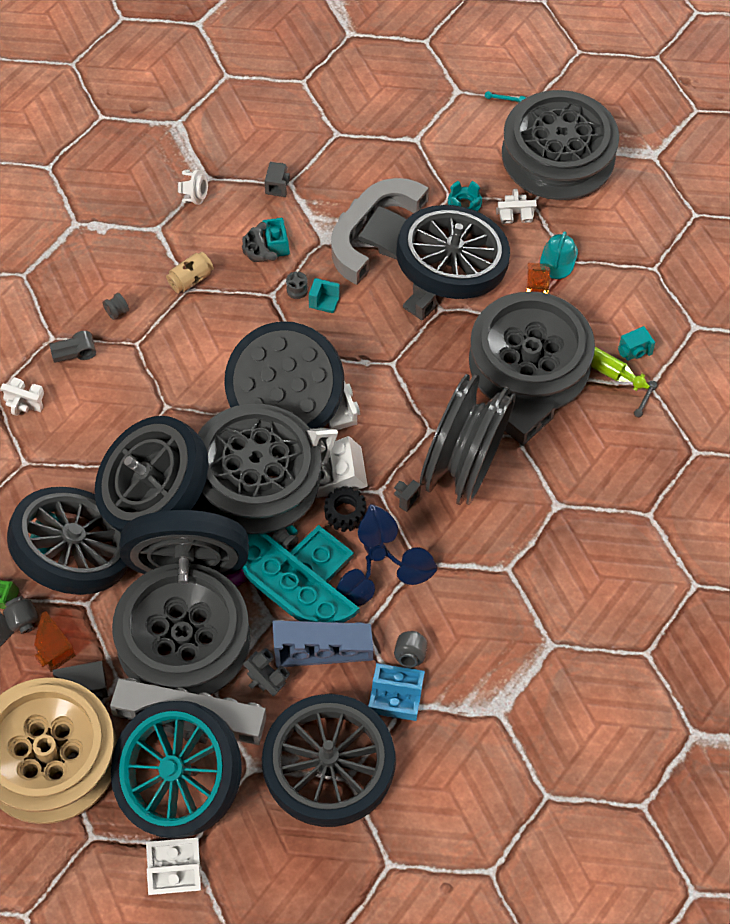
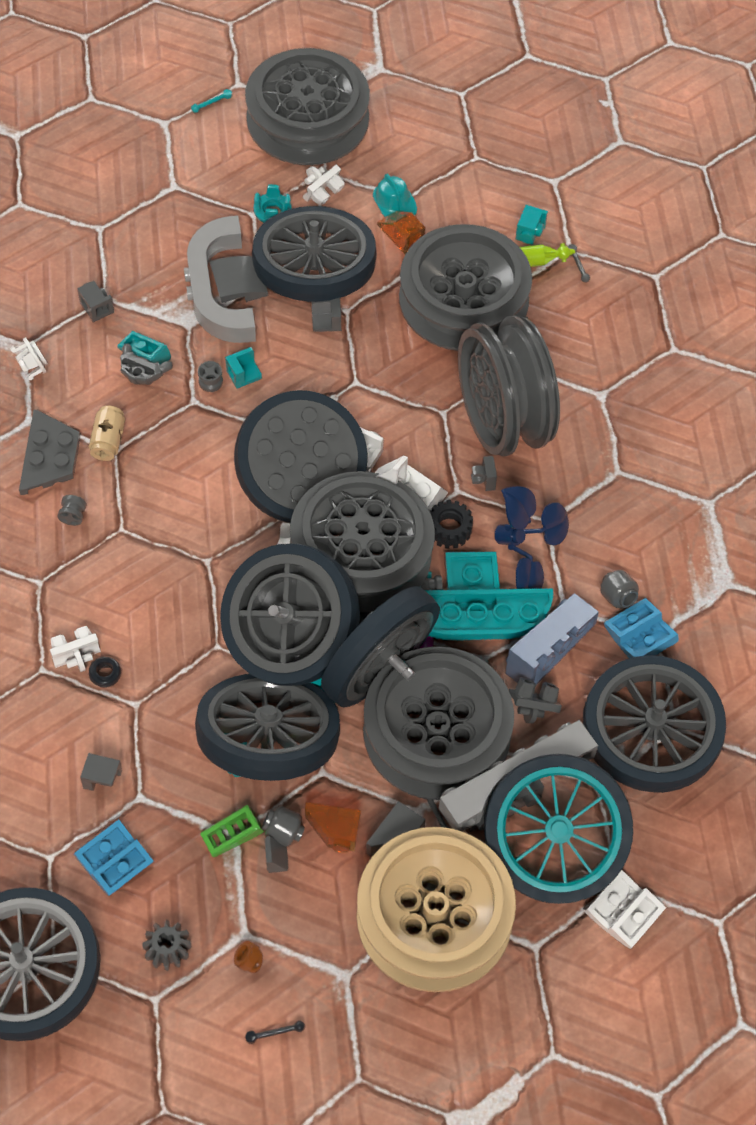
camera: 45 degrees left, 0 degrees up
(23, 419) = (105, 662): none -> black piece
(79, 346) = (75, 569): dark grey piece -> none
(144, 259) = (49, 453): none -> dark grey wing

